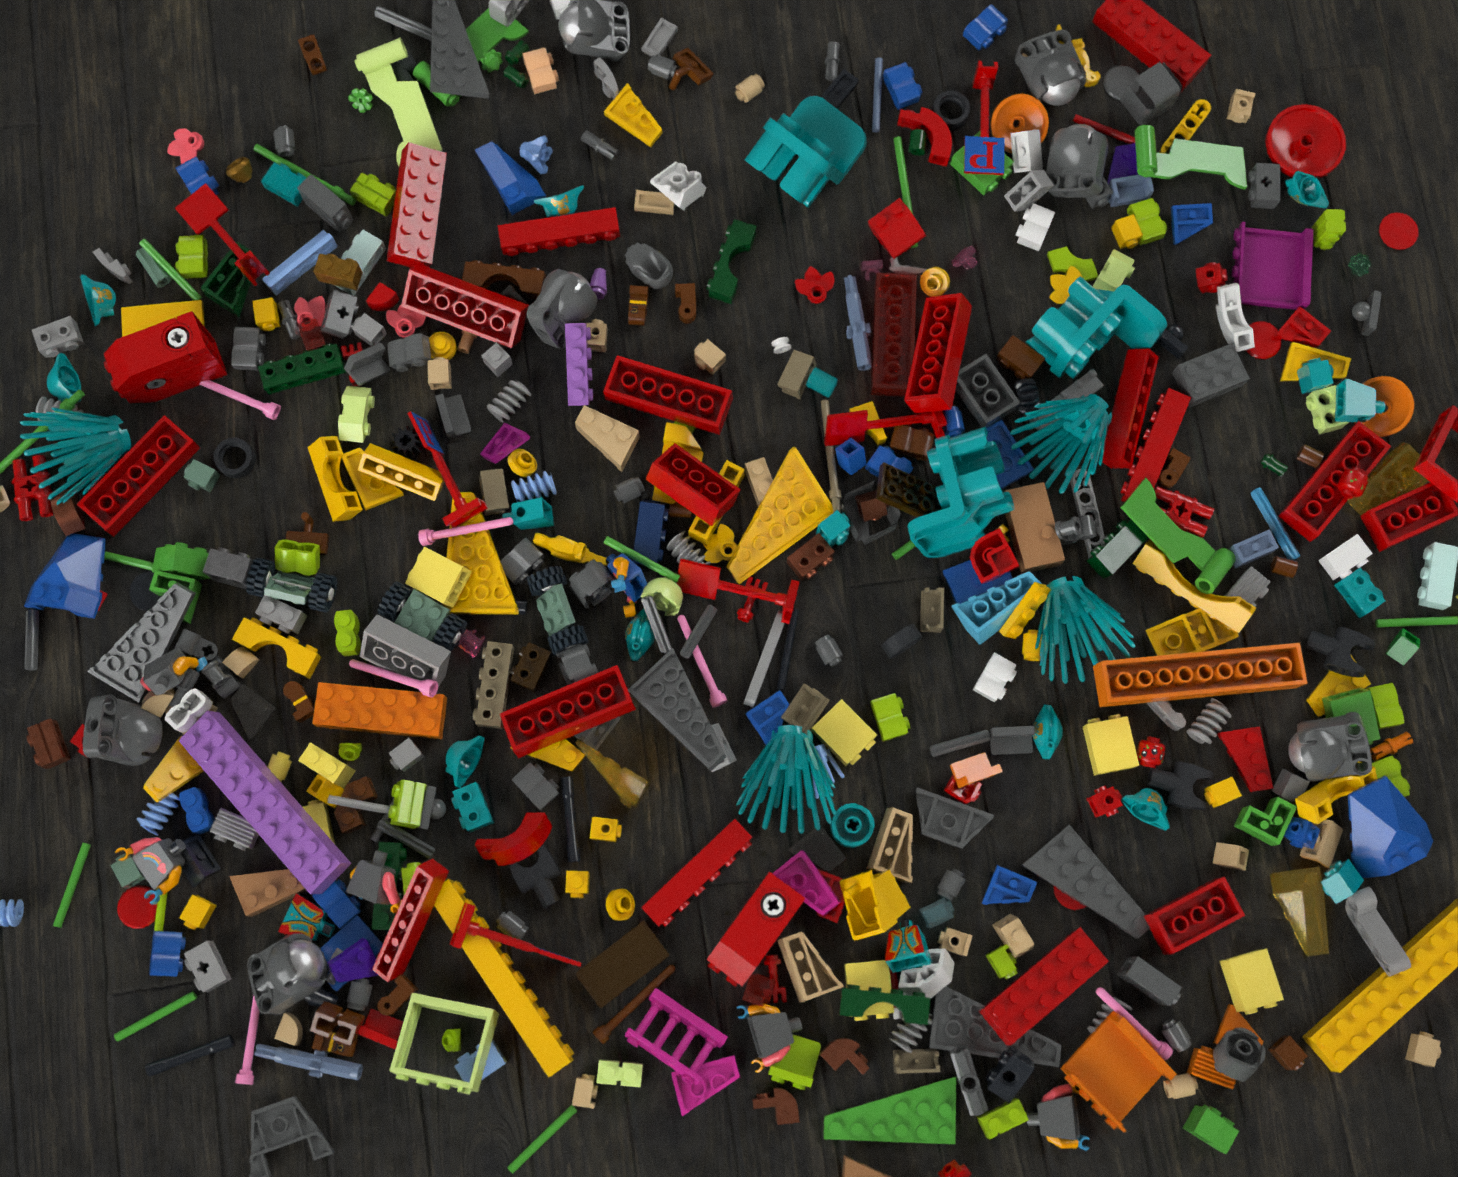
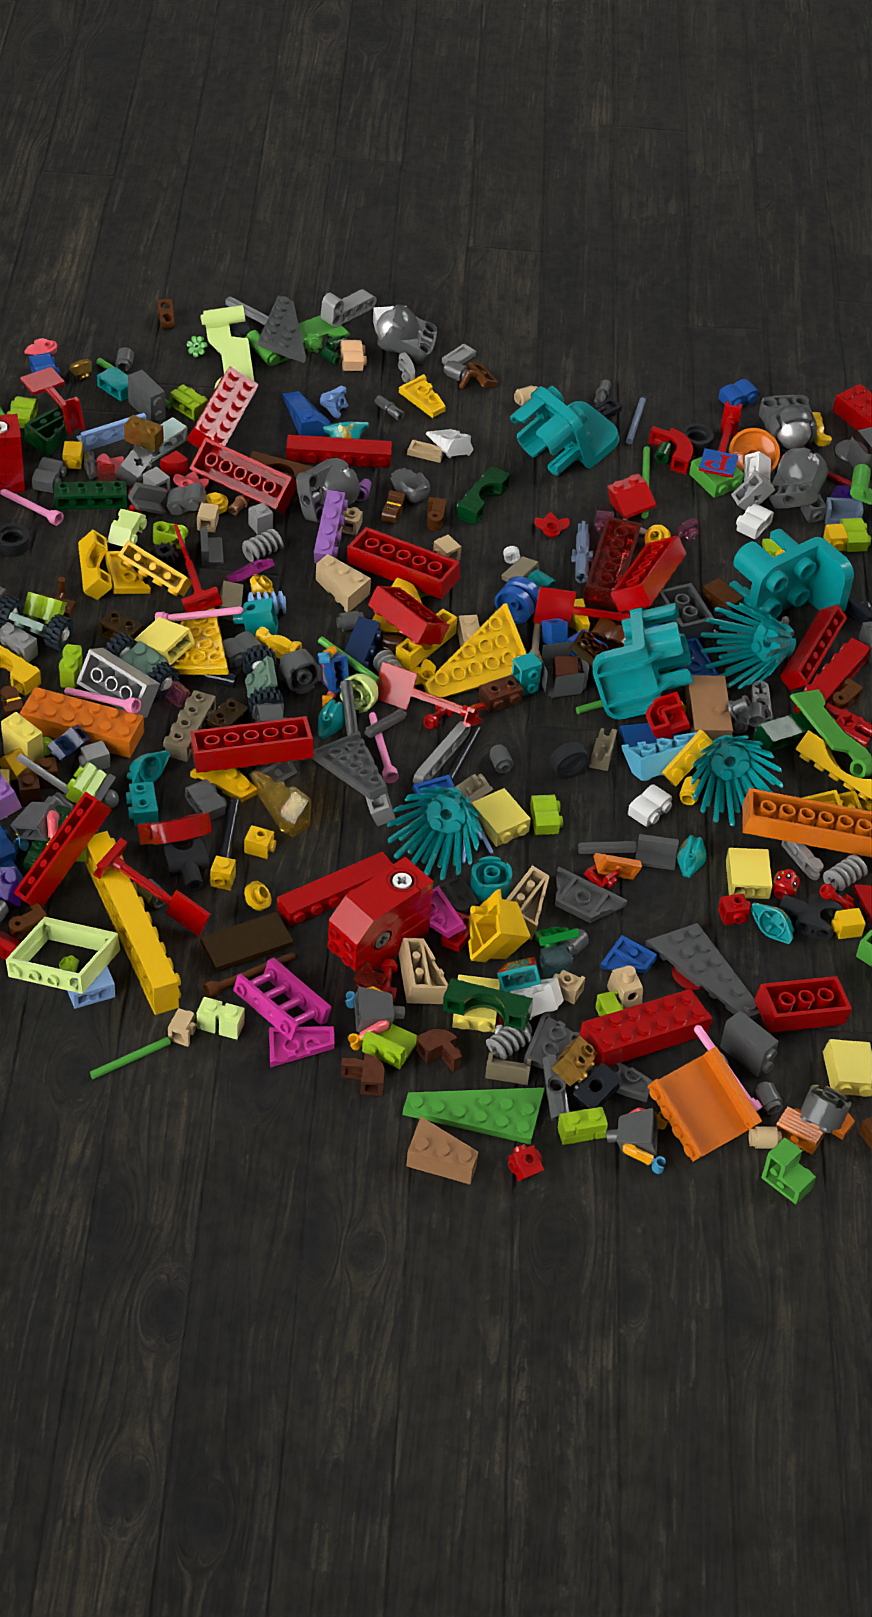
camera: 10 degrees right, 30 degrees down
(373, 752) = (68, 743): none -> dark blue brick
(387, 564) = (117, 622): none -> dark brown brick
(405, 405) = (166, 533): none -> lime piece
(803, 421) = (520, 597): none -> blue wheel
(902, 85) = (658, 415): blue brick -> none
(931, 889) = (549, 936): none -> green wing
(983, 1056) = (575, 1061): none -> pearl gold brick
(1199, 763) = (828, 892): none -> red hinge
(1231, 856) = (850, 974): tan brick -> none

